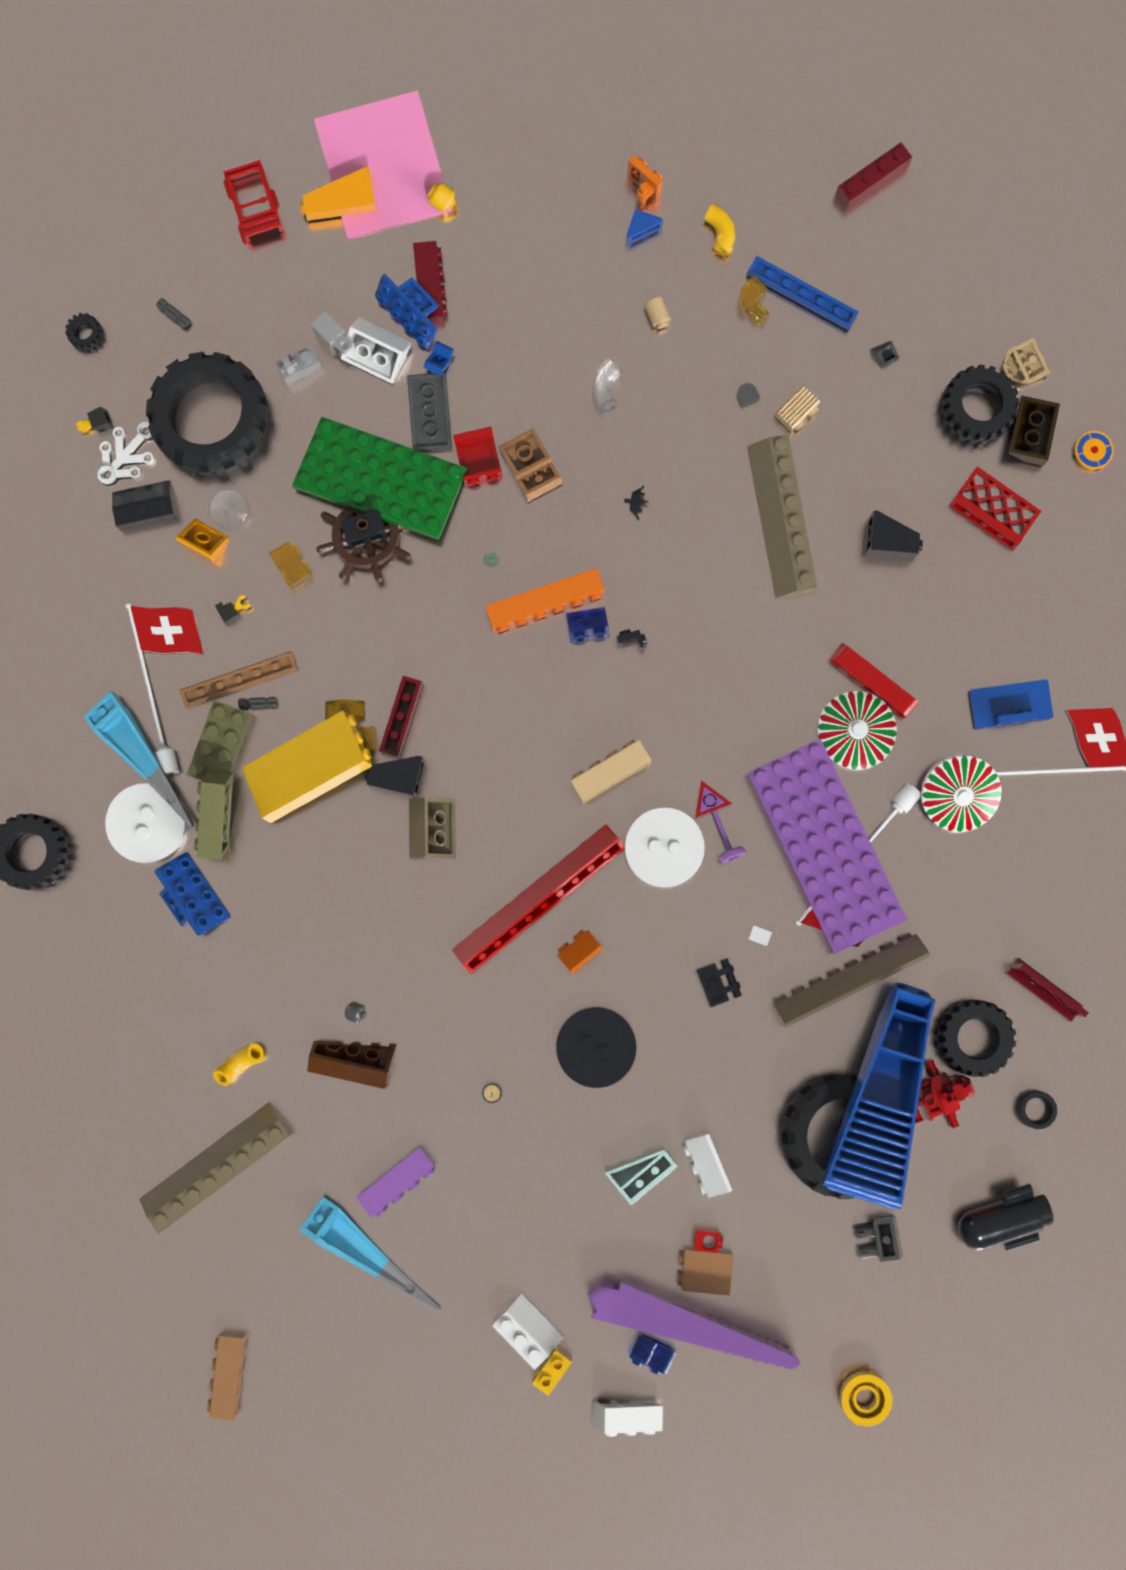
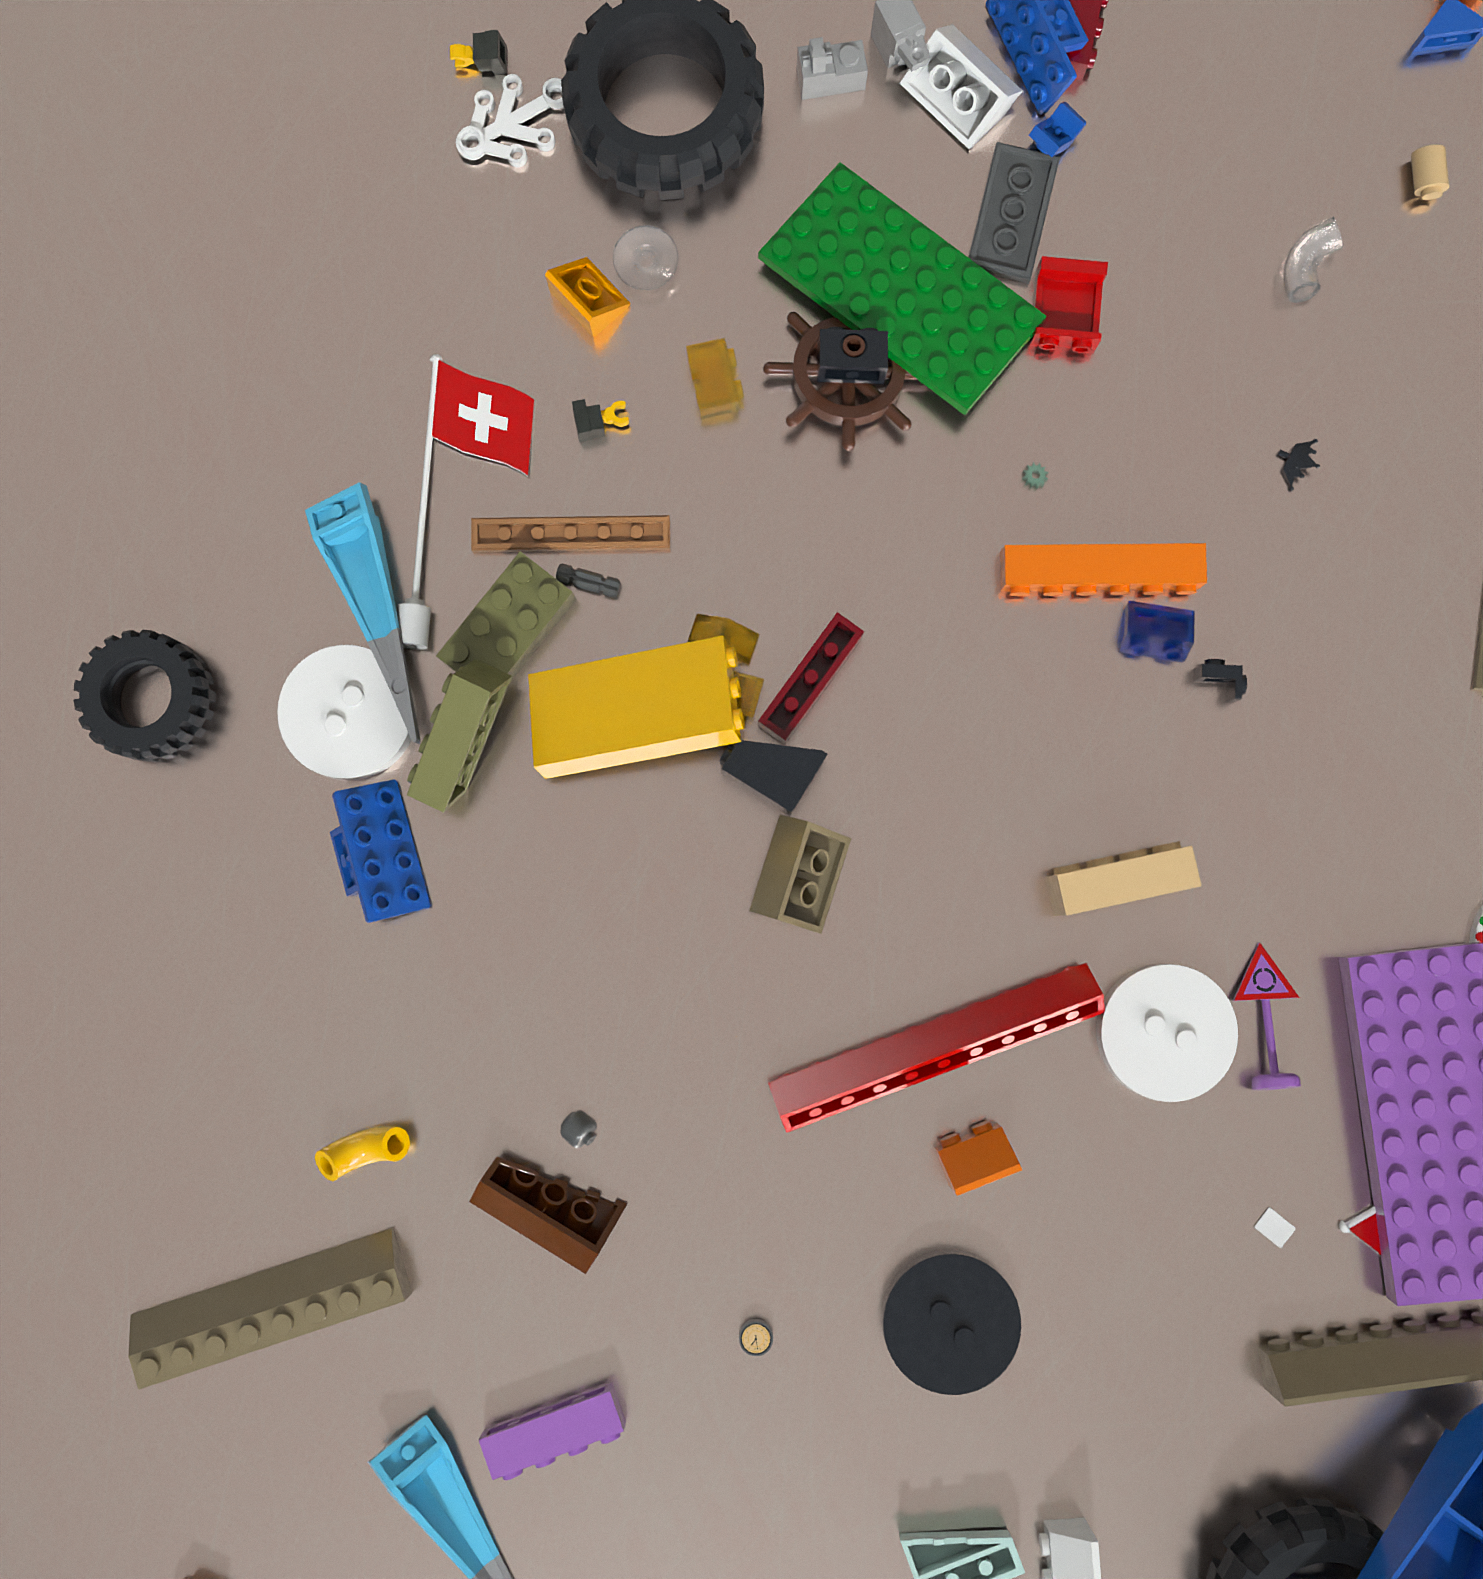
camera: 20 degrees right, 0 degrees up
(143, 505) = (512, 211): black slope -> none
(530, 464) = (1148, 346): medium nougat slope -> none
(713, 984) = (1175, 1285): black plate -> none

